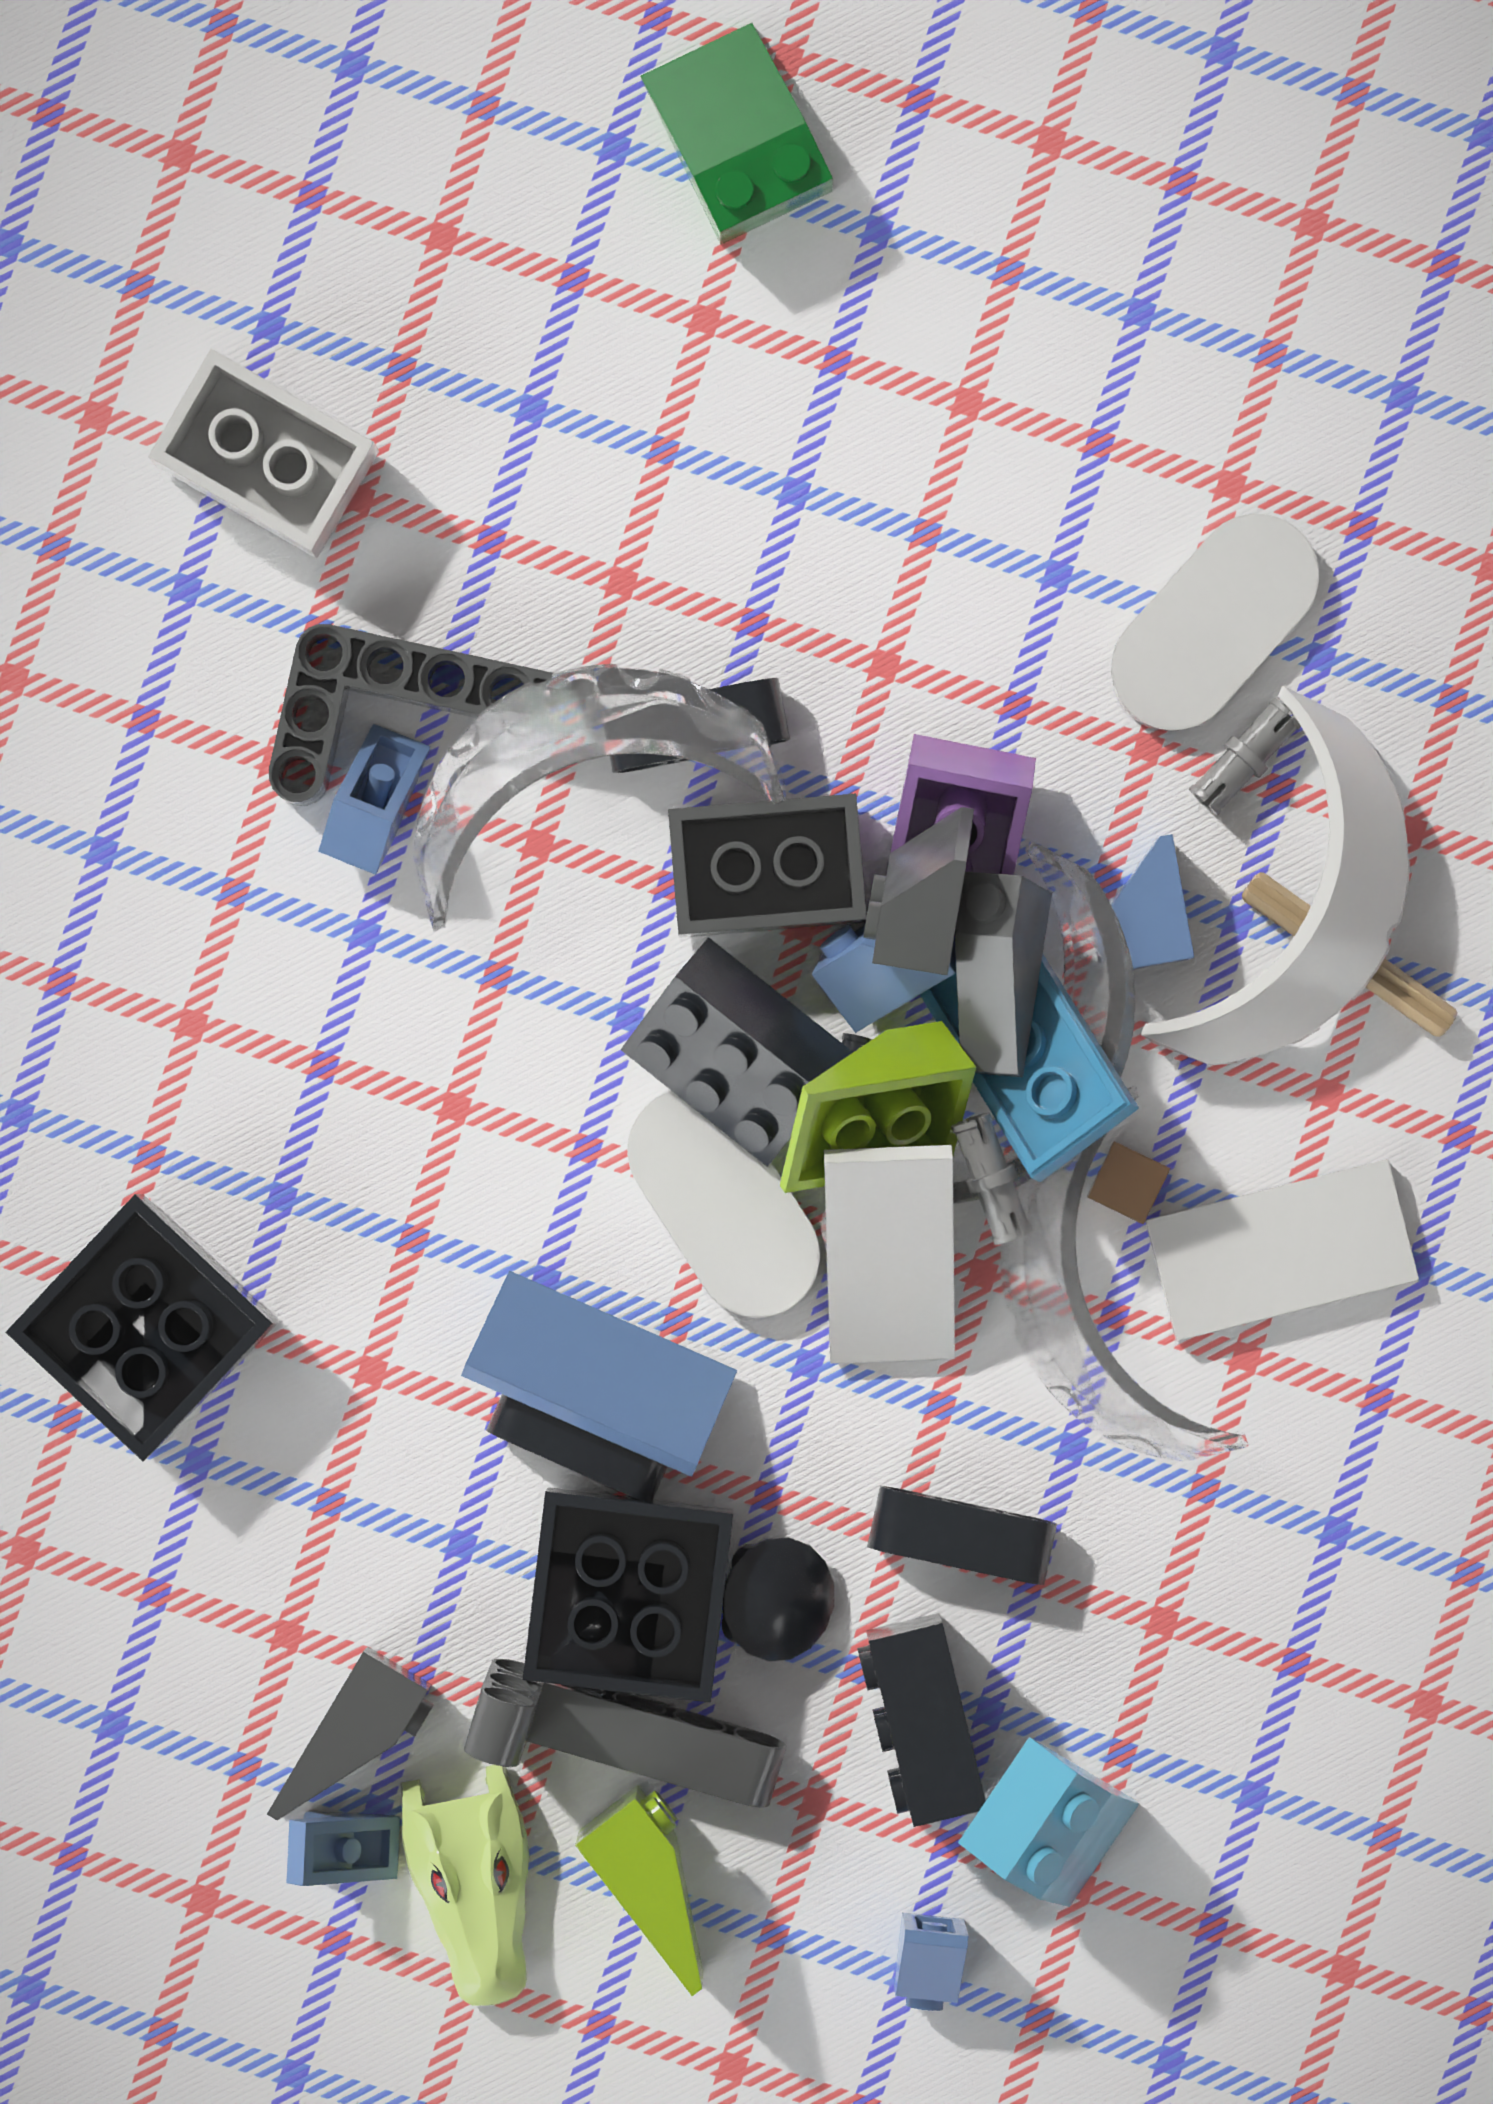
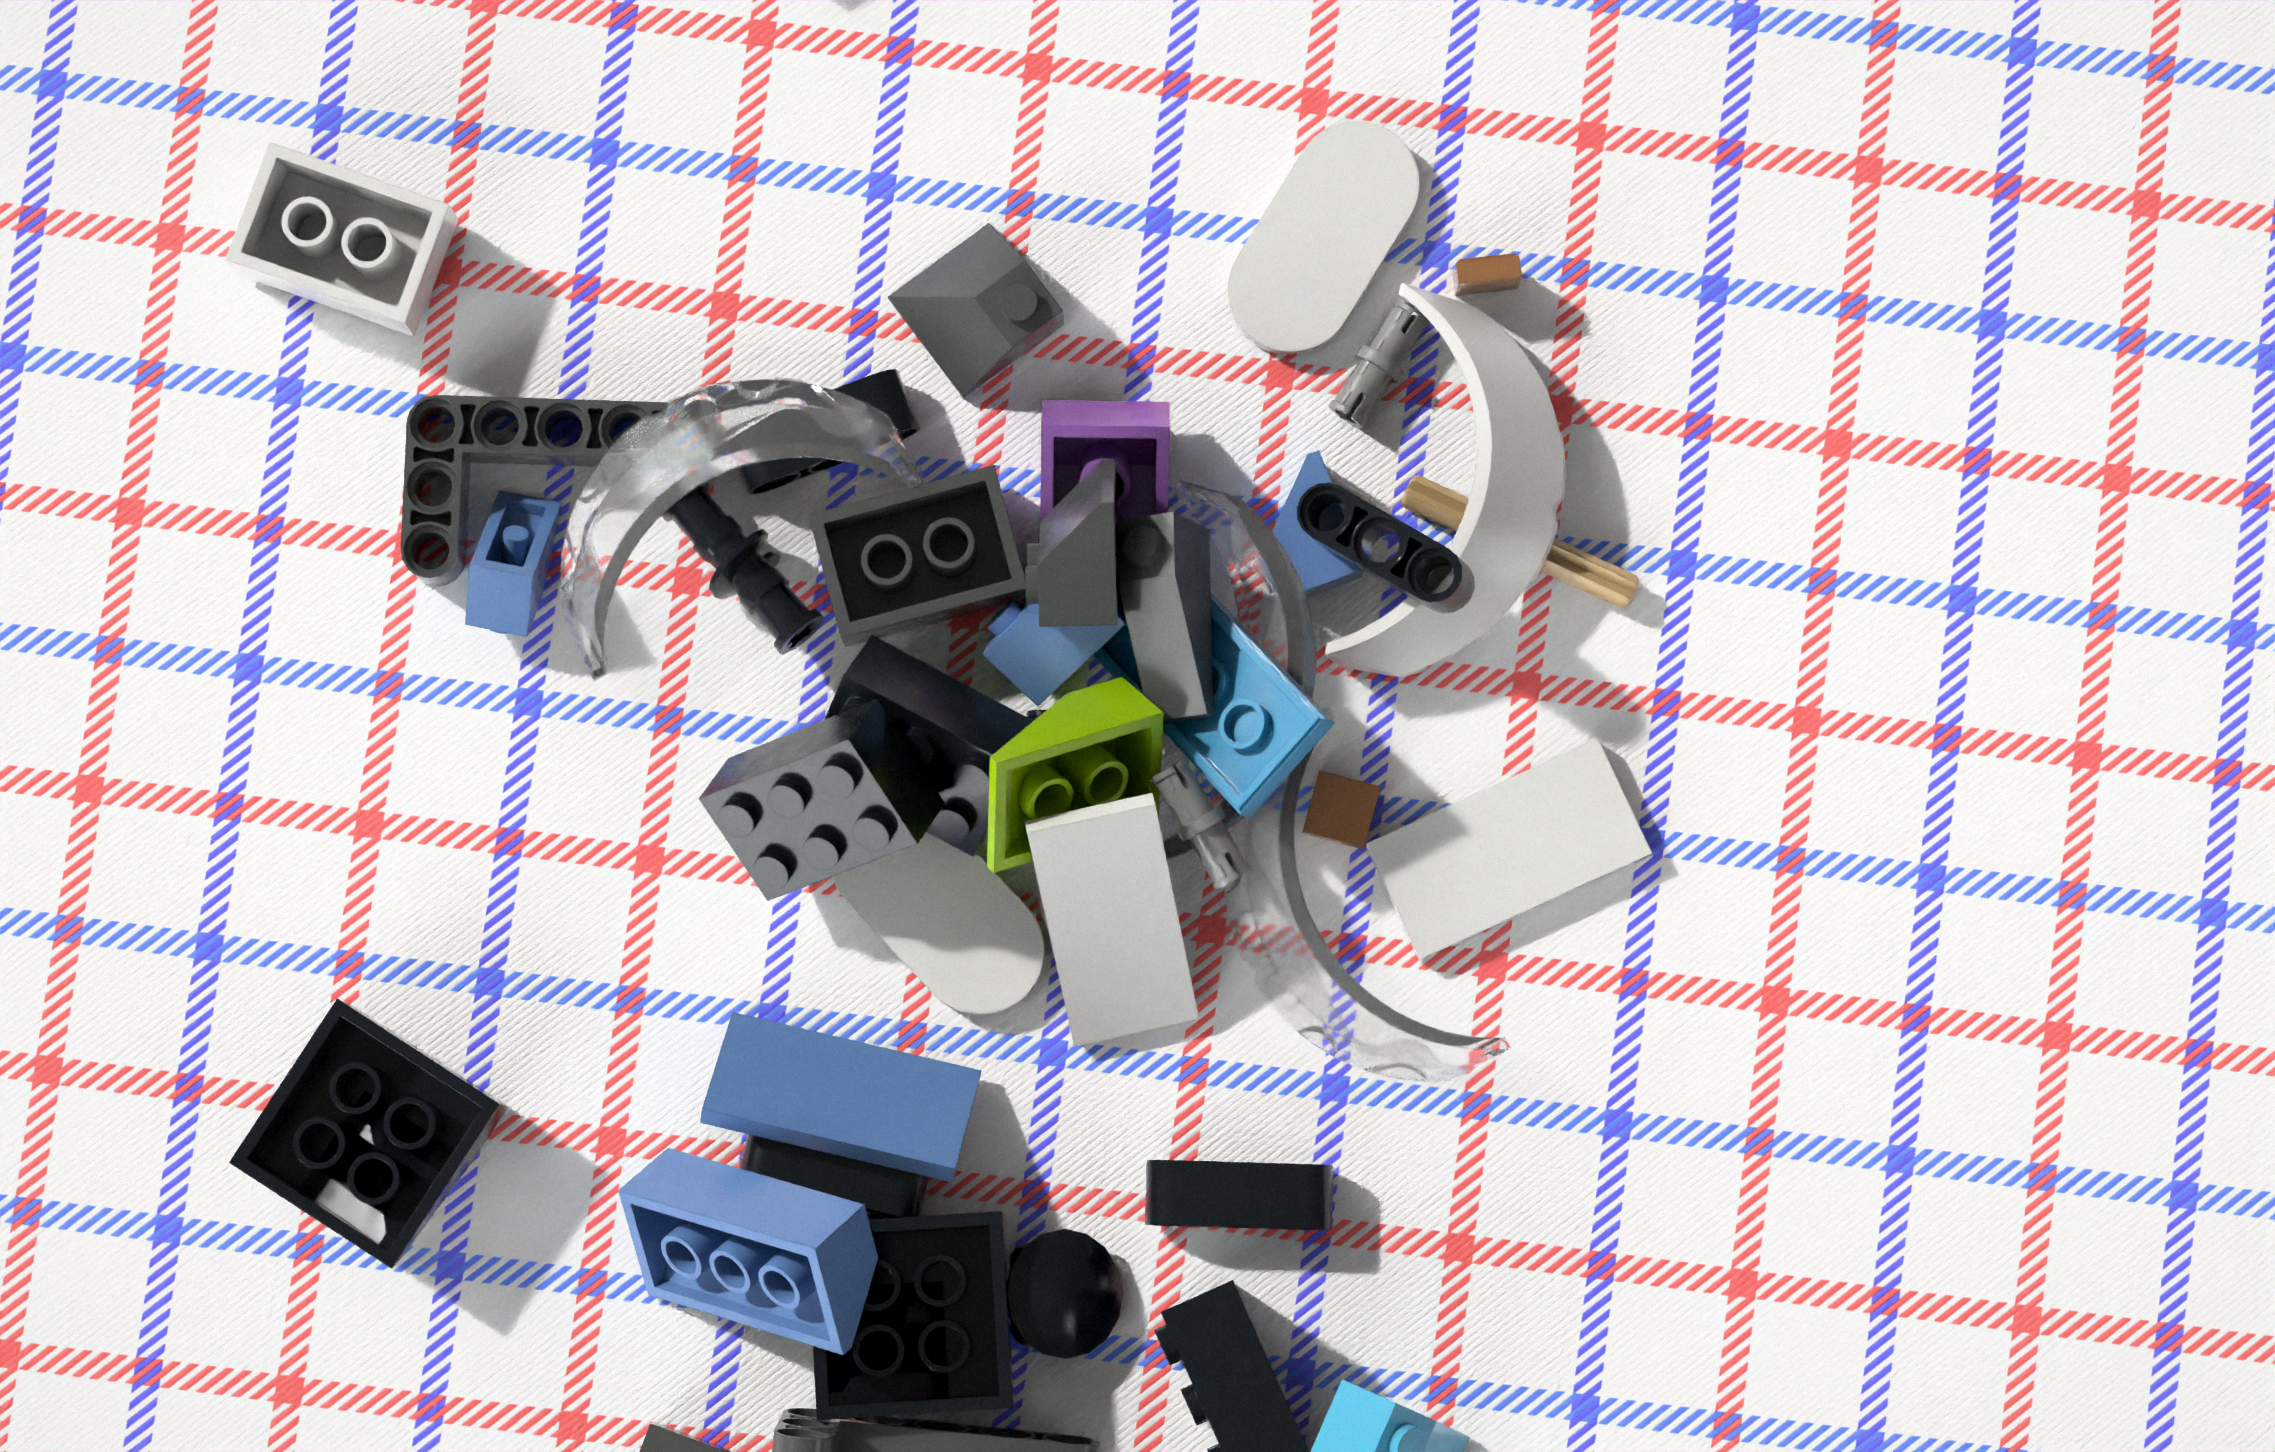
camera: 15 degrees left, 5 degrees down
(489, 1506) = (751, 1248): none -> medium blue slope
(598, 850) = (743, 569): none -> black piece
(633, 1090) = (822, 800): none -> brick
(866, 631) = (978, 309): none -> dark grey slope
(1192, 932) = (1361, 530): none -> black beam
(1366, 689) = (1487, 274): none -> medium nougat tile

